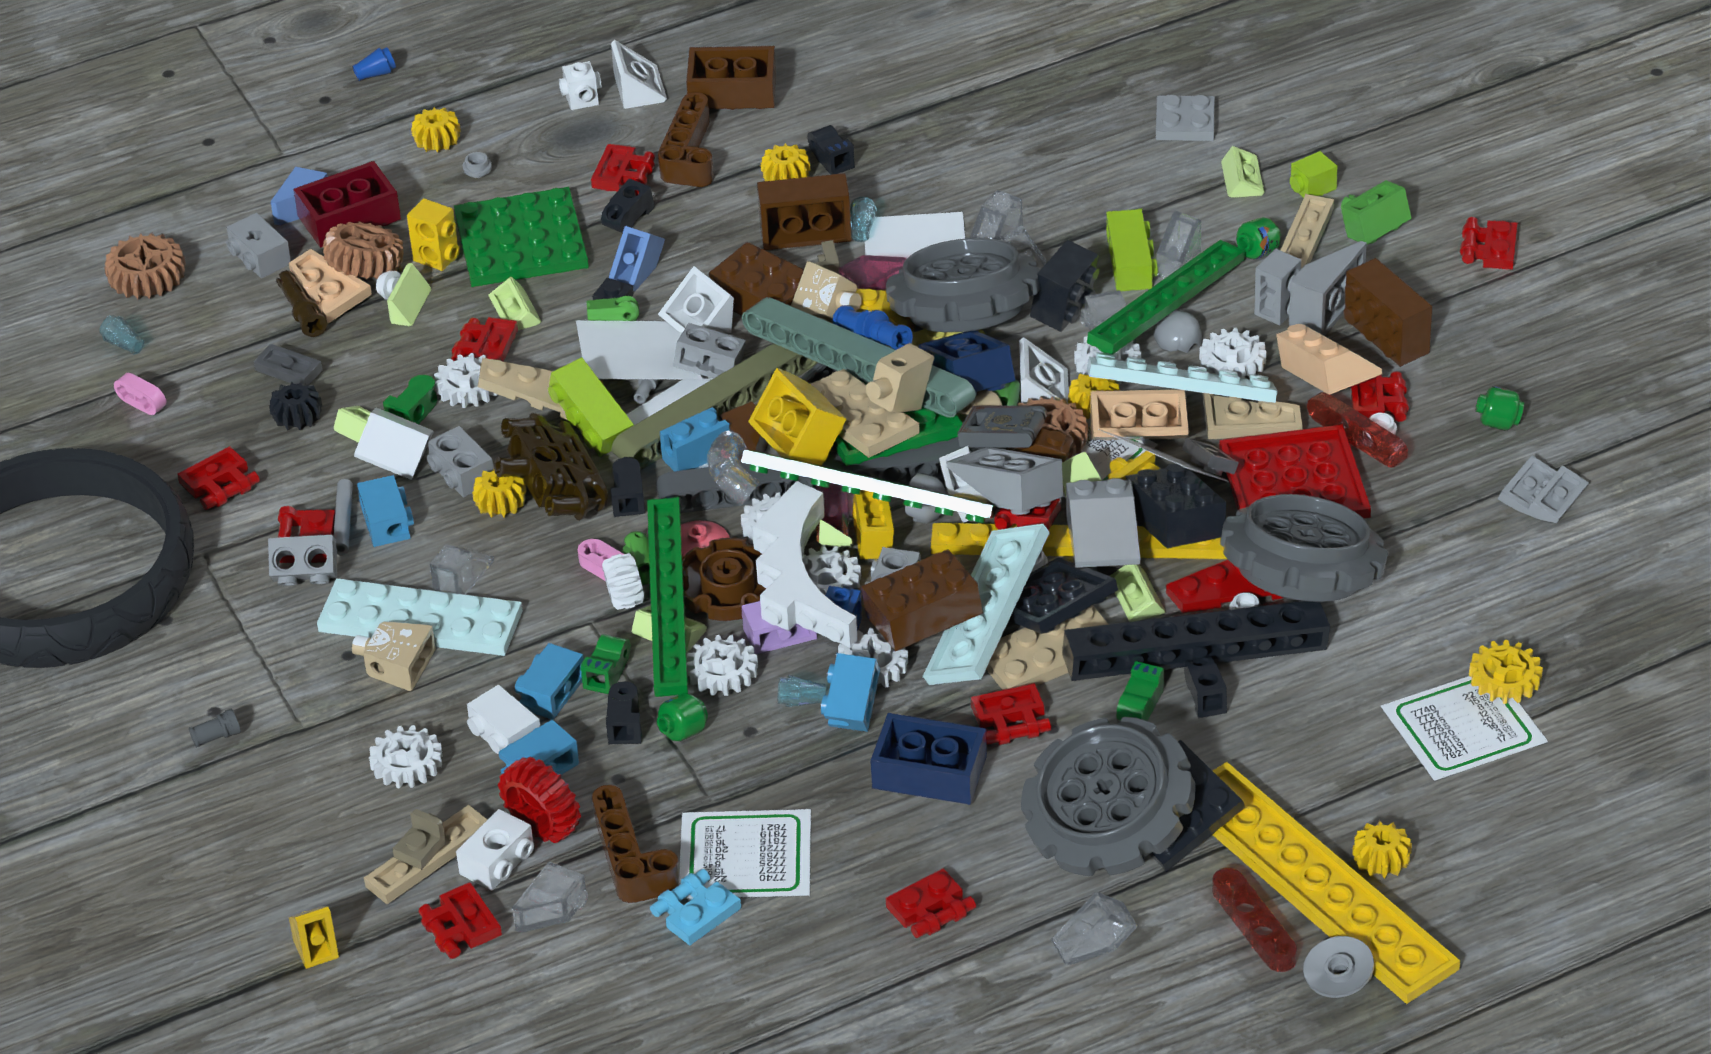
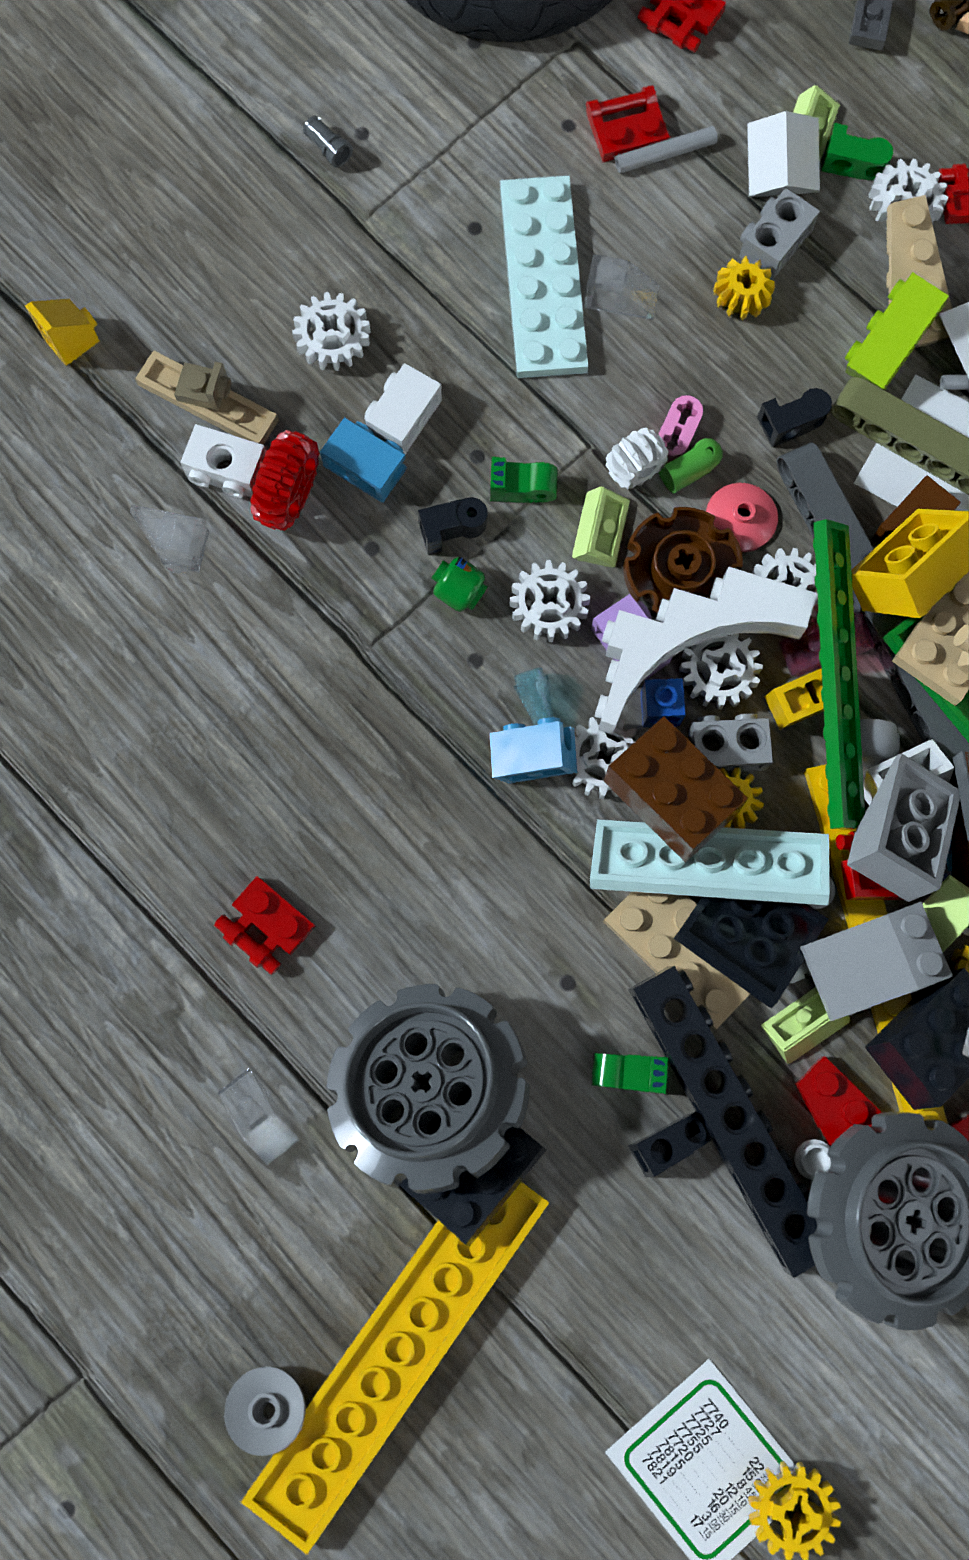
camera: 70 degrees right, 35 degrees up
(295, 405) = (811, 42): black gear -> none
(303, 550) = (576, 124): light grey brick -> none
(384, 510) = (679, 184): dark azure brick -> none
(396, 652) = (475, 271): tan torso -> none
(469, 915) = (133, 467): red plate -> none
(550, 681) = (475, 433): dark azure brick -> none
(552, 466) = (805, 346): dark brown piece -> none
(634, 874) = (267, 588): reddish brown beam -> none
(667, 597) = (620, 510): green plate -> none
(689, 441) = (886, 462): dark azure brick -> none
(702, 913) = (198, 693): medium azure plate -> none
(726, 468) = (837, 503): clear cylinder -> none
(749, 850) = (298, 710): white sticker -> none
(832, 537) = (770, 660): yellowish green slope -> none
(928, 758) = (458, 864): dark blue brick -> none
(1010, 706) = (574, 926): red plate -> none
(1249, 921) = (329, 1293): clear red beam -> none
(1382, 849) = (472, 1430): yellow gear -> none

